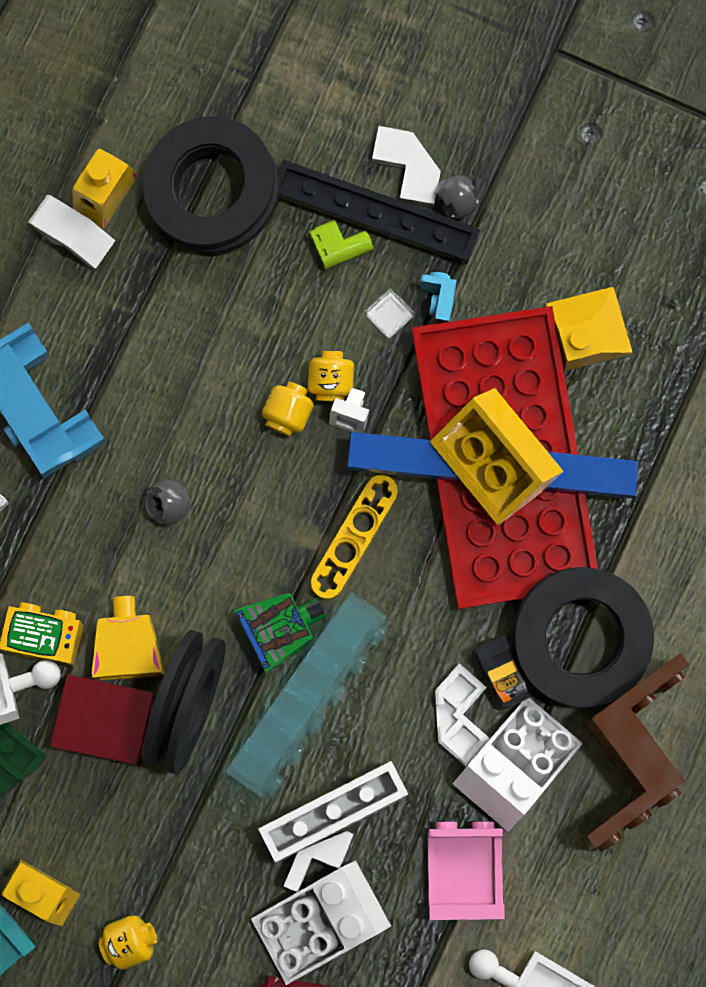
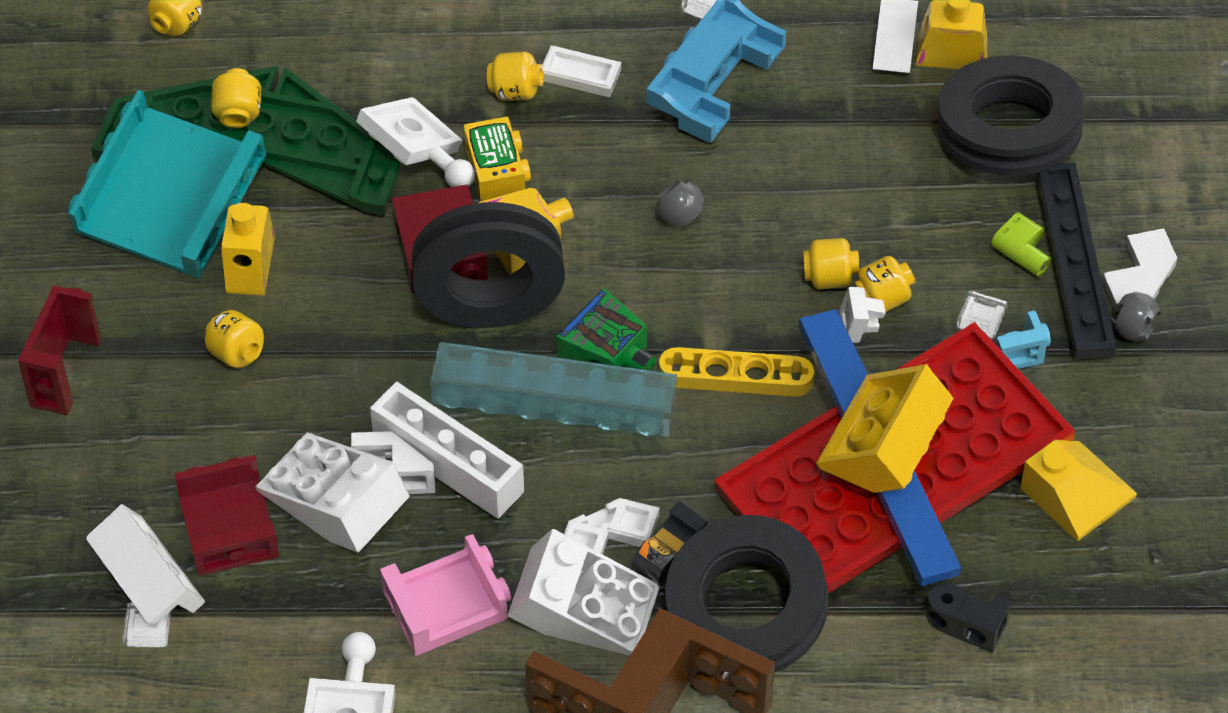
camera: 65 degrees right, 25 degrees down
(661, 483) = (967, 616): none -> black leg

